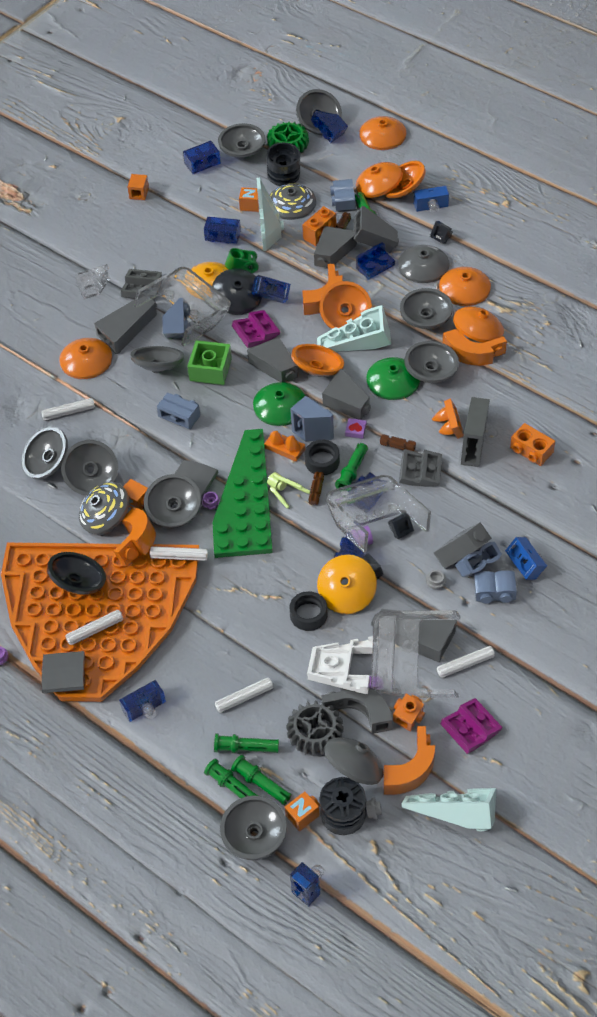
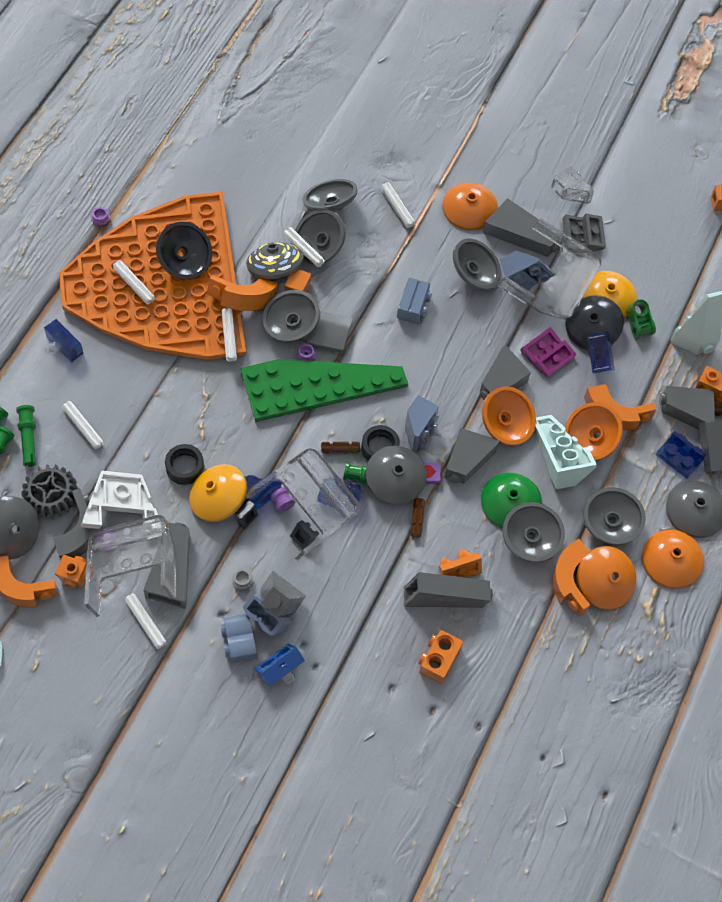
camera: 70 degrees right, 10 degrees up
(63, 672) = (80, 267): dark grey slope -> none
(104, 477) = (306, 249): none -> white axle
(209, 362) = (481, 314): bright green brick -> none
(222, 230) = (682, 291): clear blue brick -> none
(274, 403) = (455, 403): green dish -> none
(278, 482) = (337, 410): yellowish green plant -> none
(285, 446) = (391, 408): orange tile -> none
(357, 447) = (393, 486): none -> dark grey dish
(420, 468) = (387, 545): dark grey slope -> none
(471, 725) = (71, 635): magenta slope -> none

